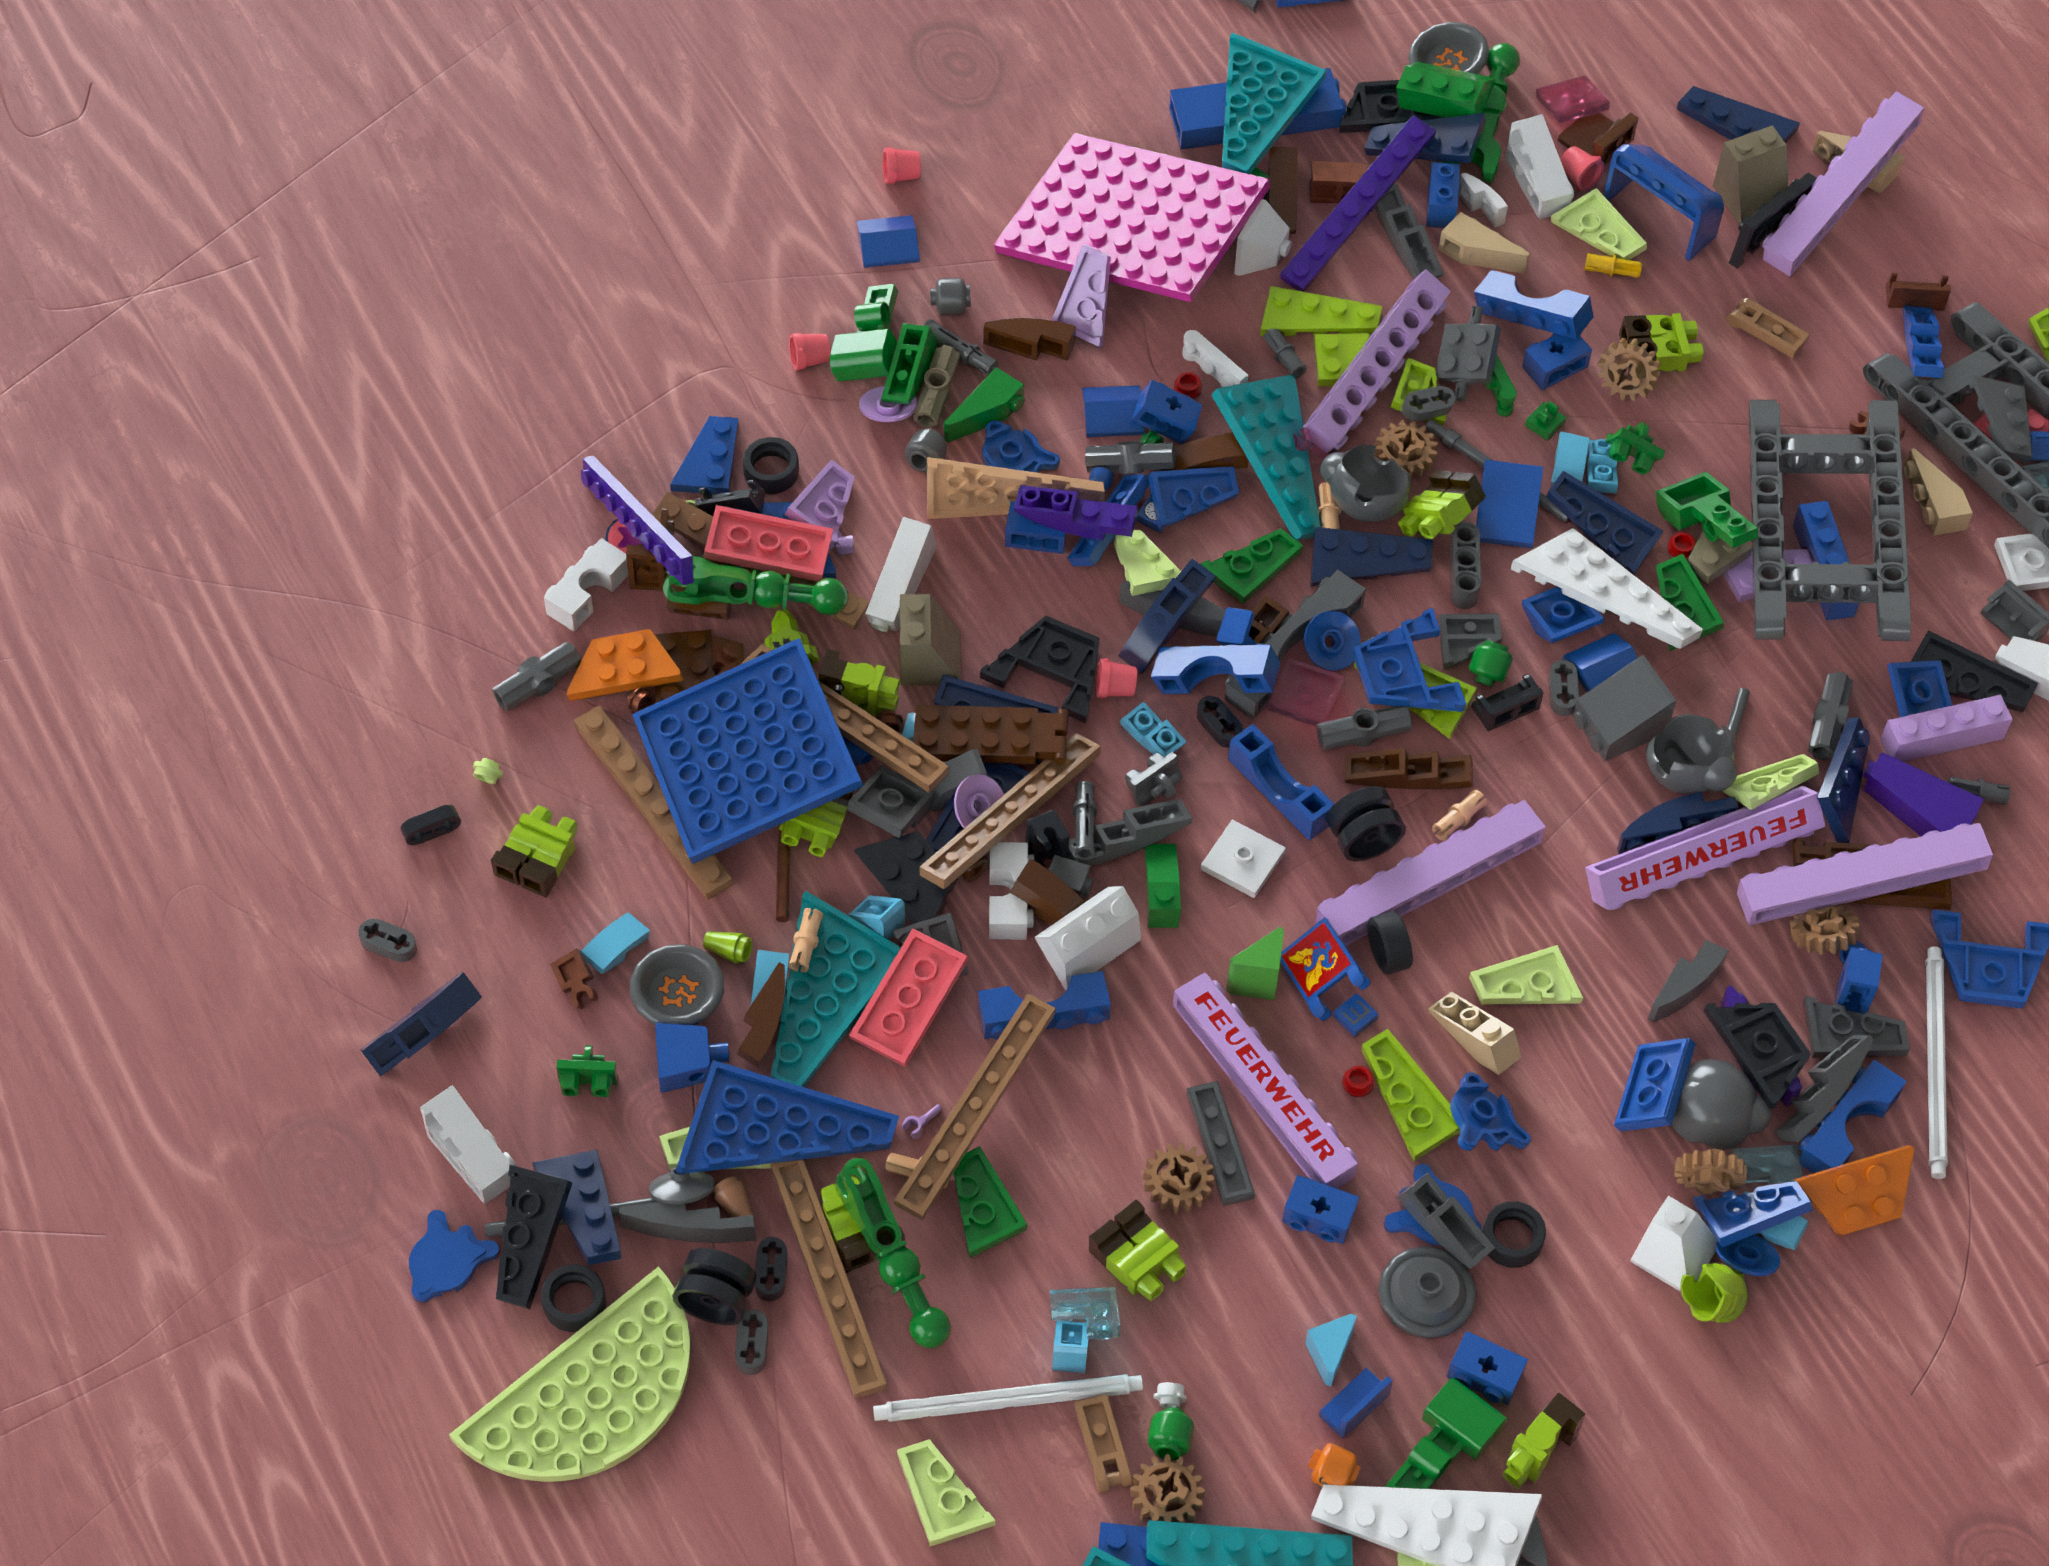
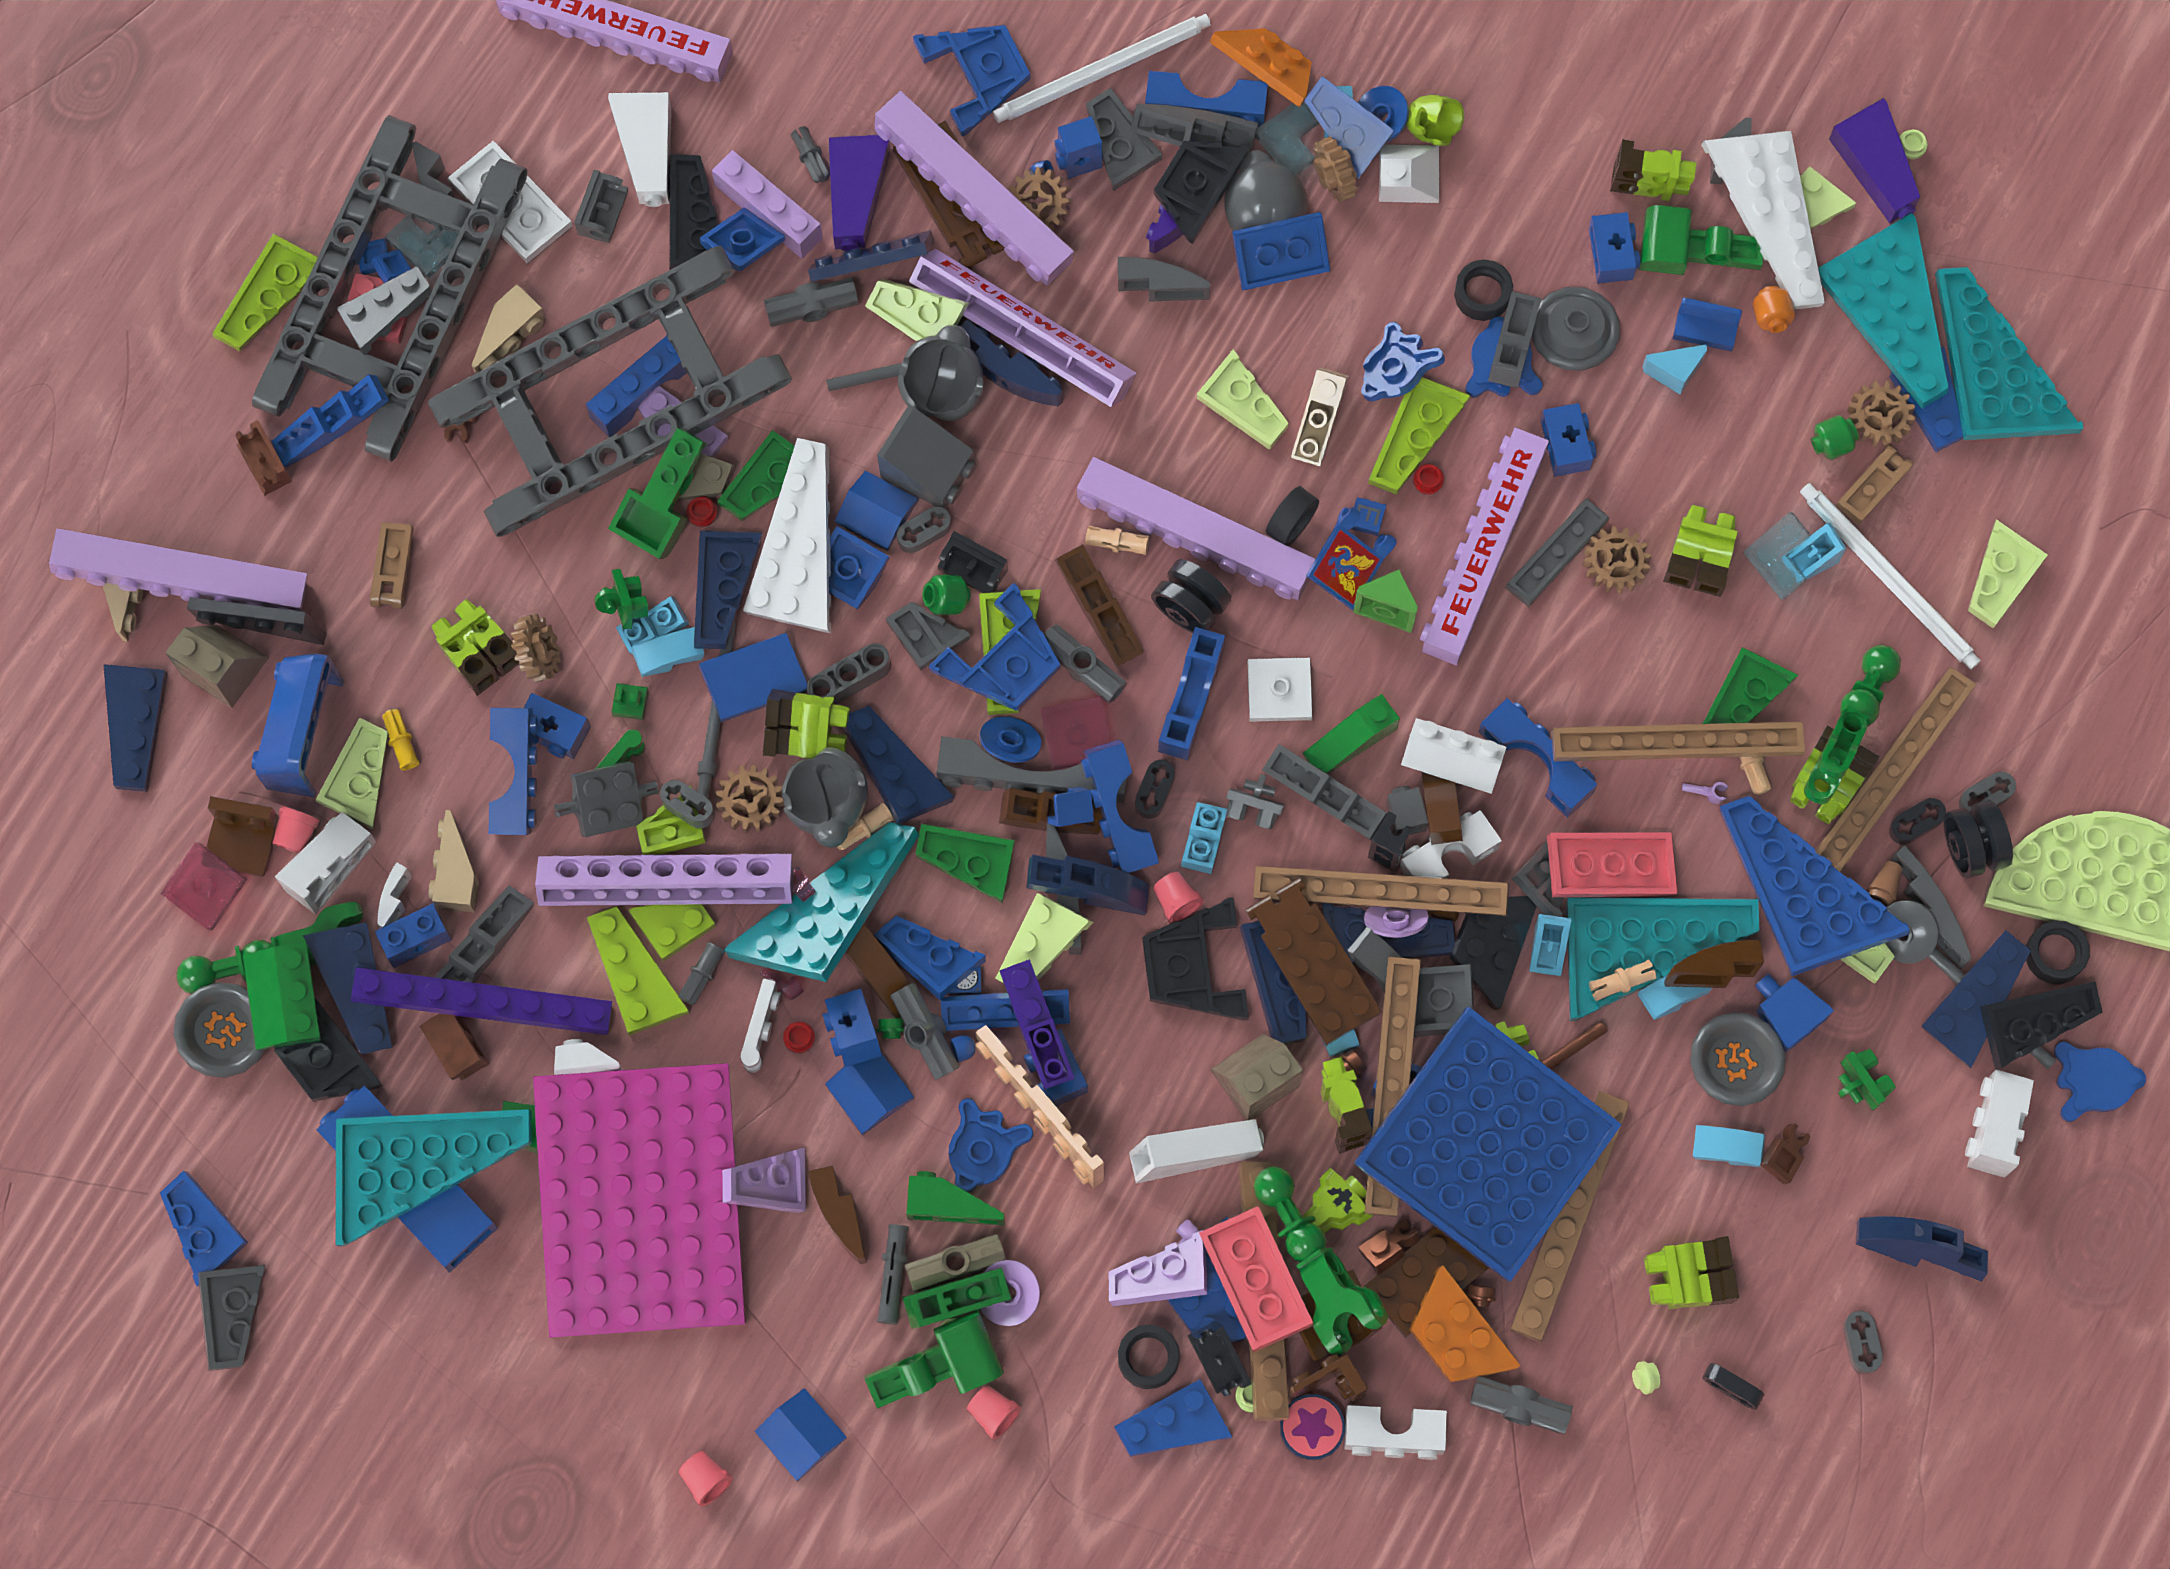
camera: 120 degrees left, 15 degrees up
(638, 520) = (1330, 1394): dark purple plate -> none
(729, 945) = (1664, 1049): lime cone -> none
(922, 445) = (1037, 1223): dark grey head -> none
(951, 296) = (840, 1318): dark grey head -> none
(1084, 812) = (1346, 828): dark grey pin -> none
(1170, 1394) = (1800, 459): white plate -> none
(1283, 184) = (509, 1084): reddish brown slope -> none

